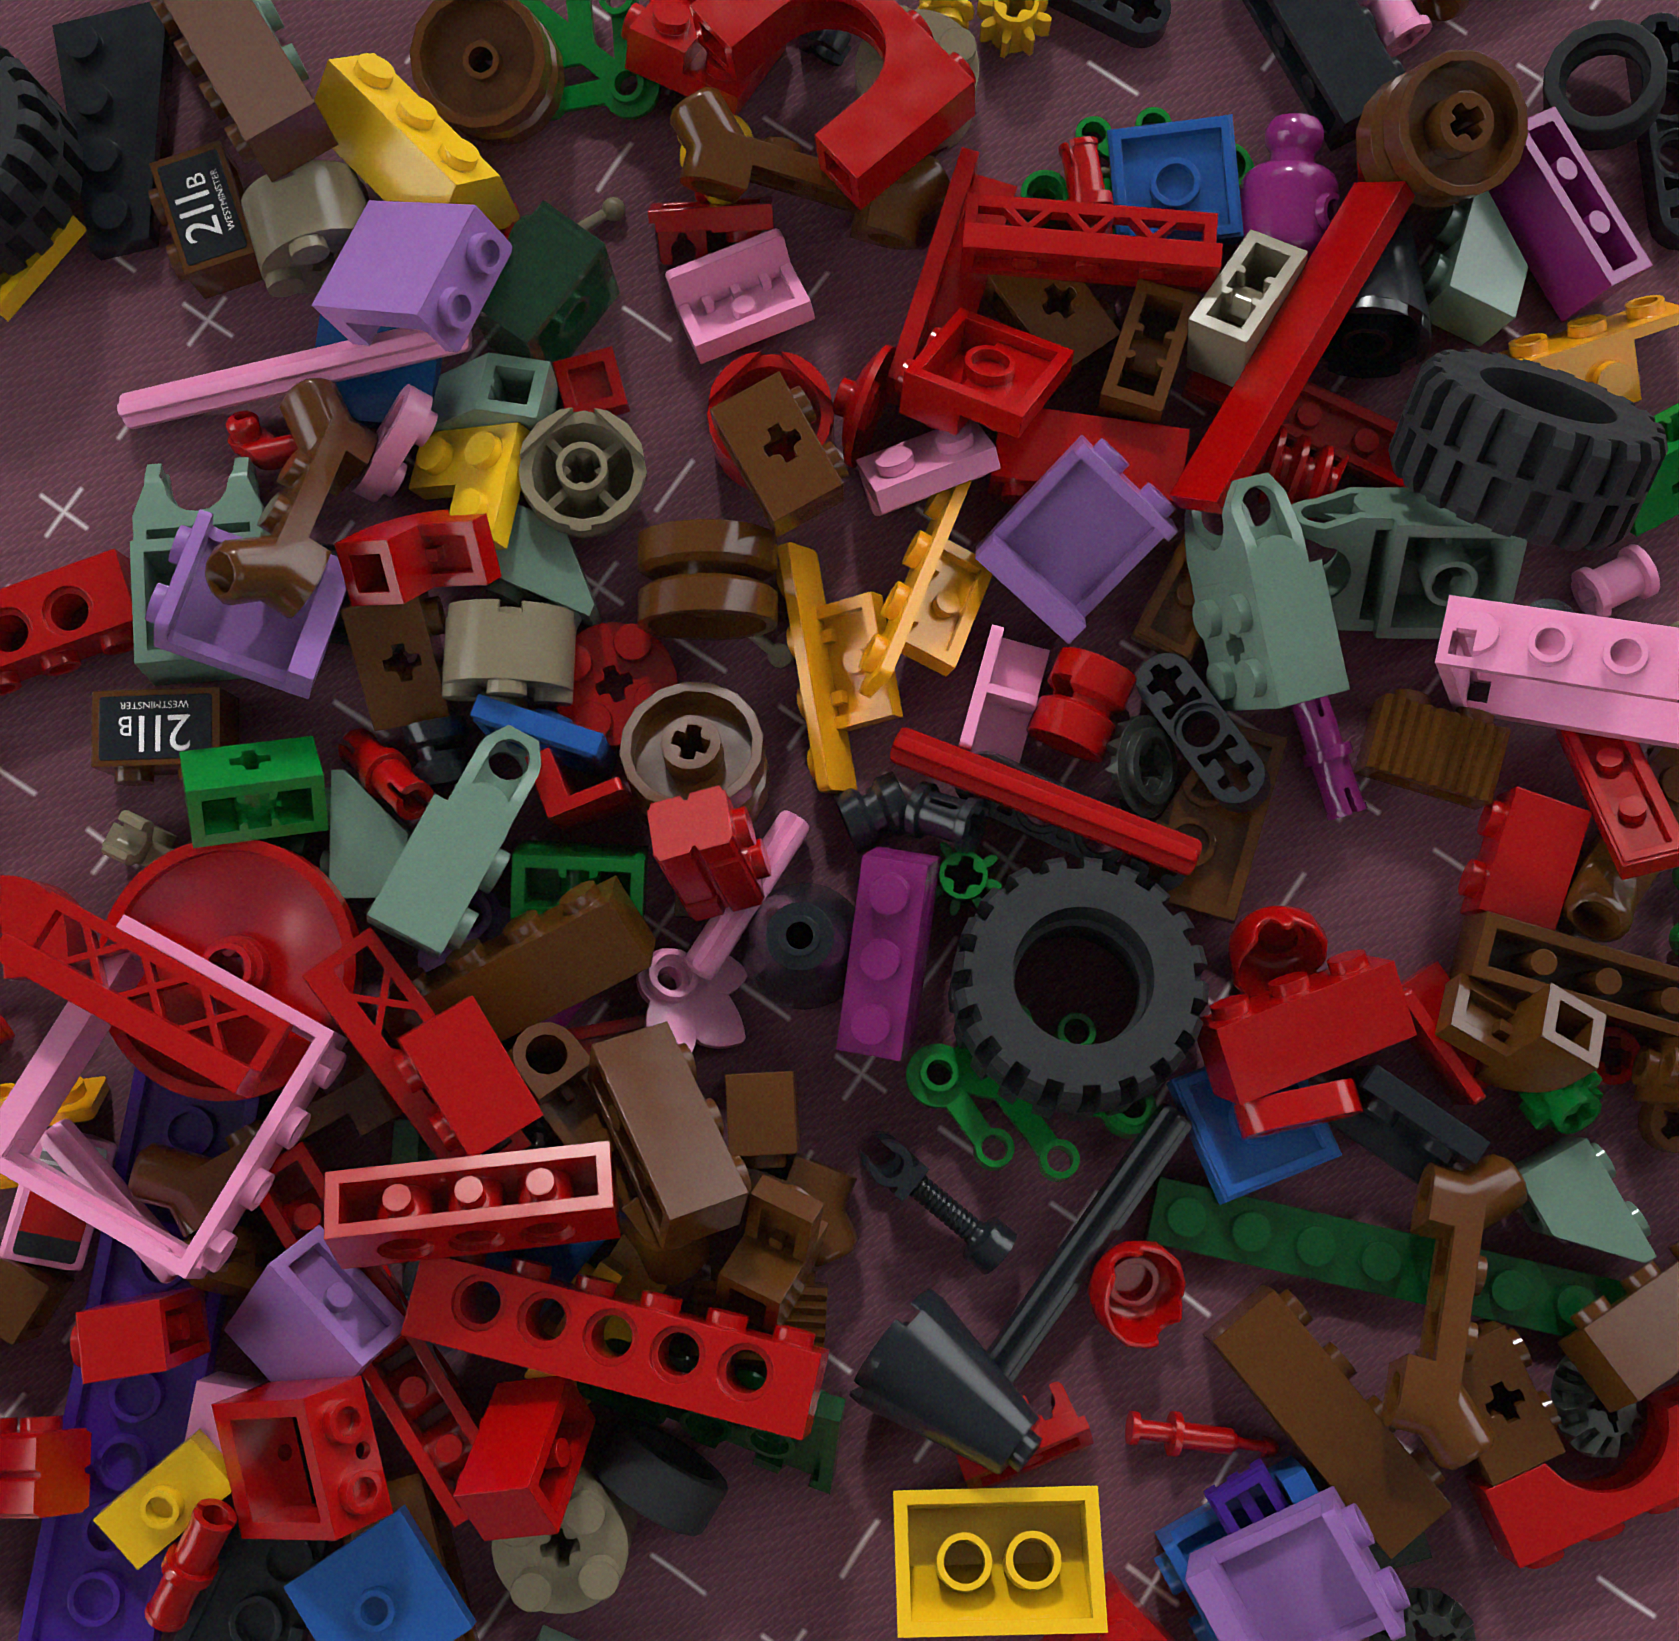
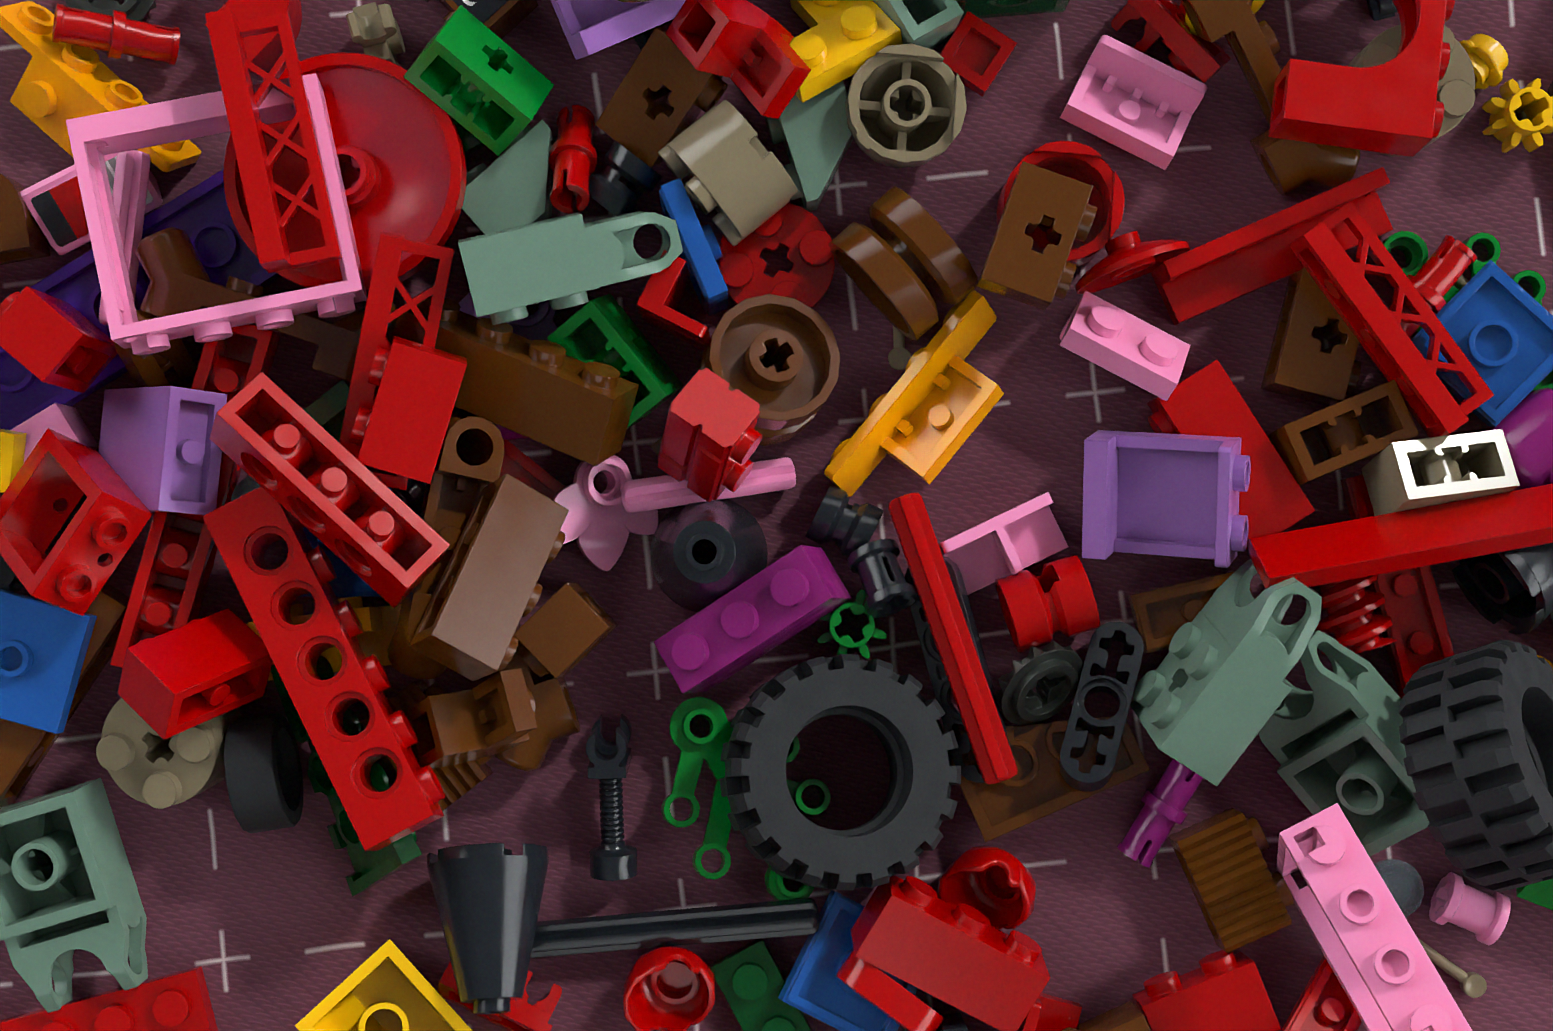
camera: 45 degrees right, 5 degrees up
(936, 602) = (1030, 437): light orange bracket -> none
(981, 374) = (1222, 329): red plate -> none

